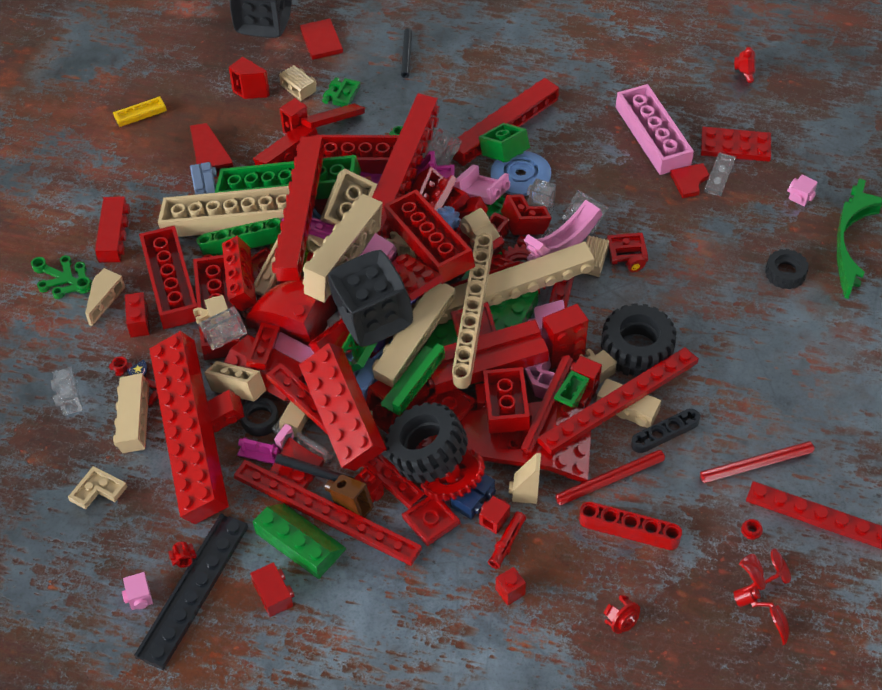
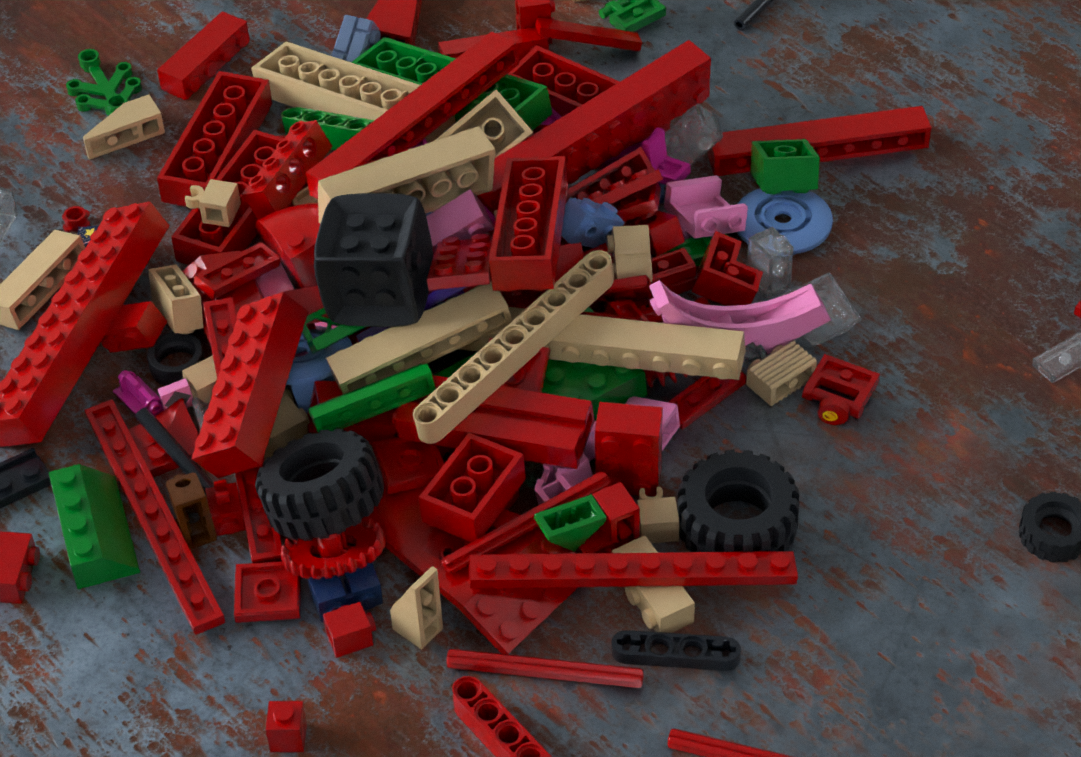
camera: 35 degrees right, 5 degrees down
(137, 314) = (140, 168): red brick -> none
(223, 328) = (204, 224): clear brick -> none
(503, 546) = (301, 685): red pin -> none
(654, 129) = (1023, 244): bright pink brick -> none
(689, 178) = (1021, 336): red tile -> none

